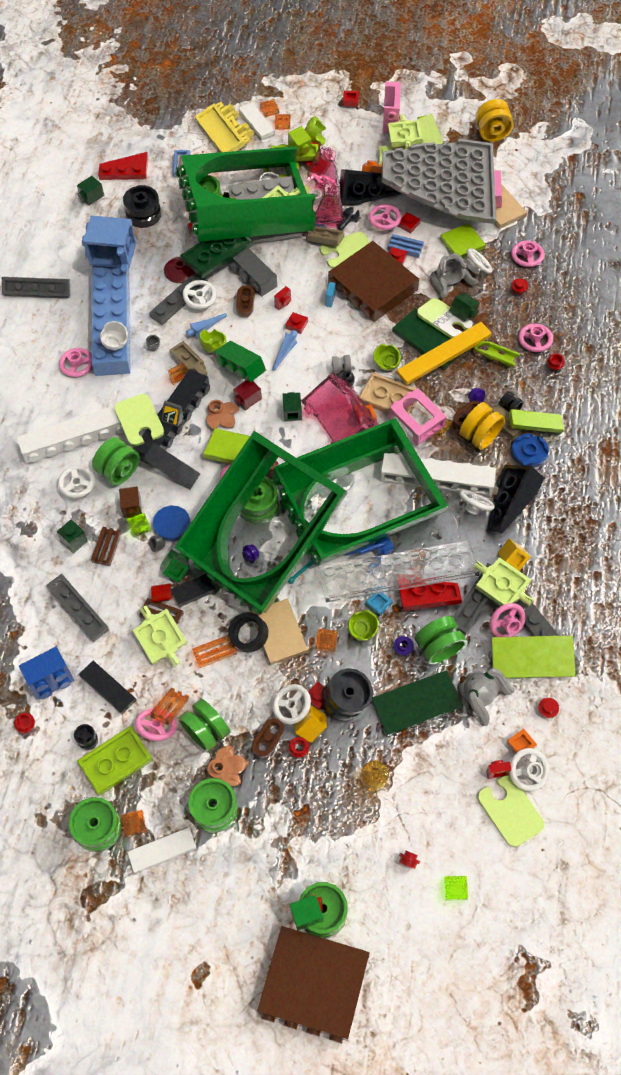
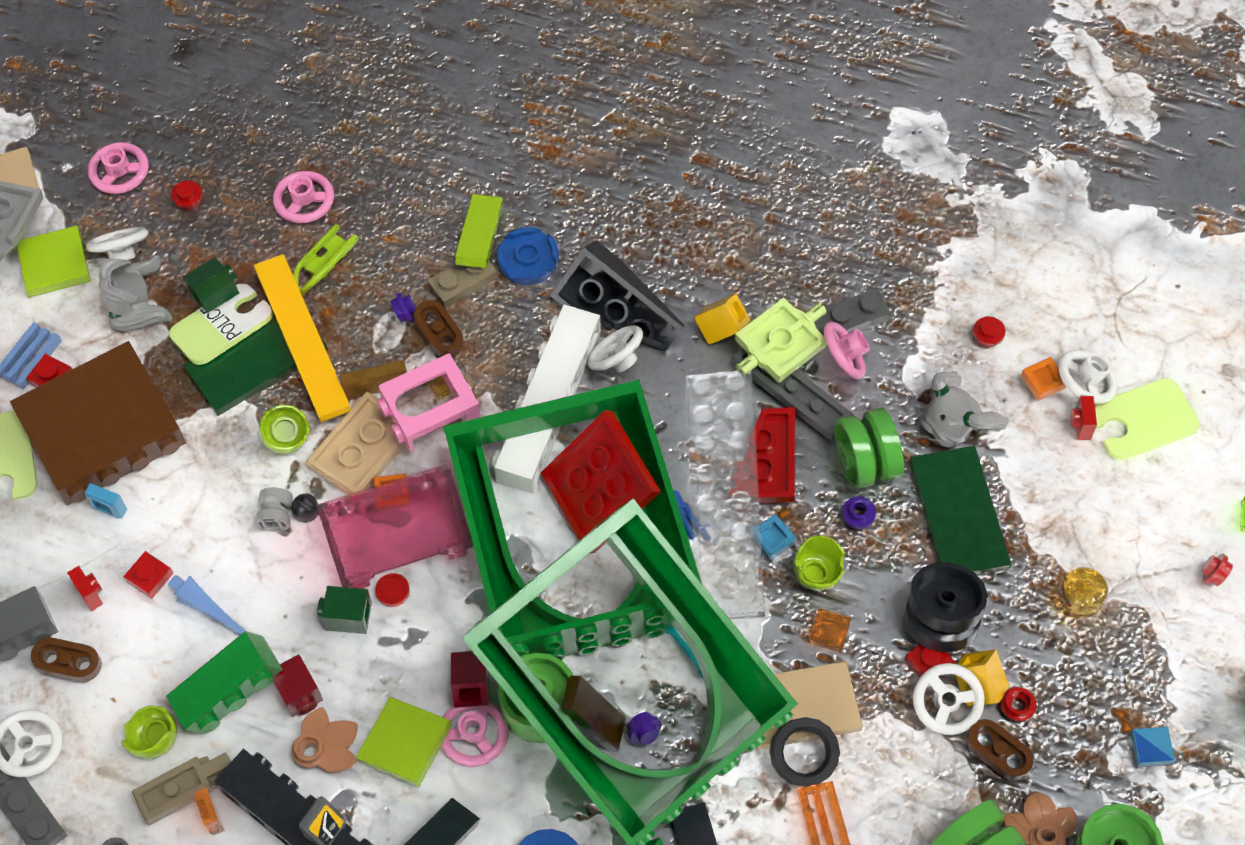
camera: 80 degrees left, 0 degrees up
(198, 327) = (103, 757): medium blue piece -> none
(247, 520) = (593, 713): none -> dark brown tile
(285, 827) = (1152, 747): none -> dark azure tile
(310, 427) = (392, 590): none -> red piece
(386, 503) = (598, 475): none -> red plate
(426, 388) = (360, 381): none -> pearl gold tile
(482, 426) = (478, 305): yellow wheel -> none
(510, 402) = (432, 259): black wheel -> none
(534, 656) = (905, 332): lime tile -> none
(555, 361) = (364, 178): red plate -> none

